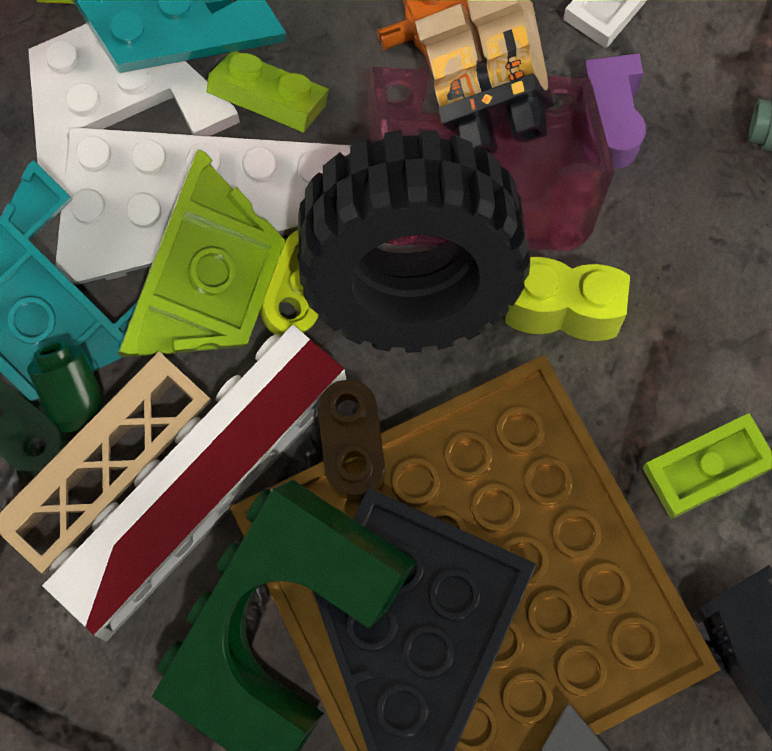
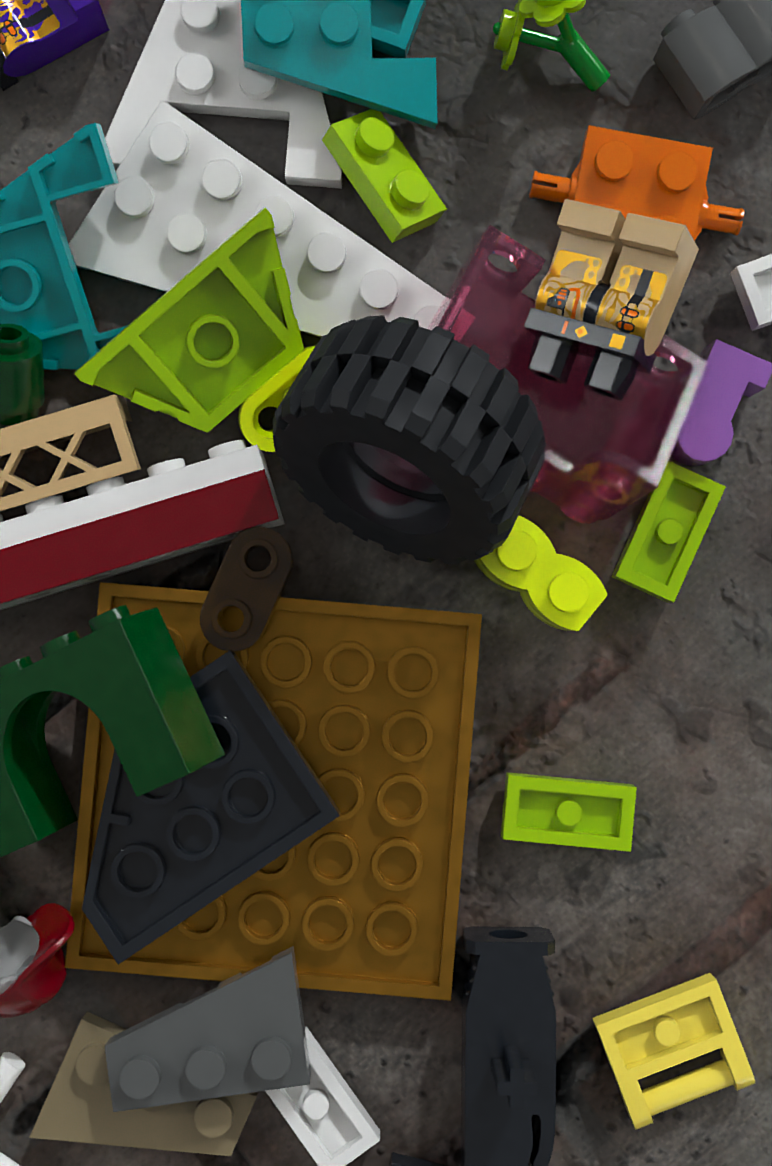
camera: 30 degrees right, 15 degrees up
(643, 218) = (668, 532): none -> lime plate

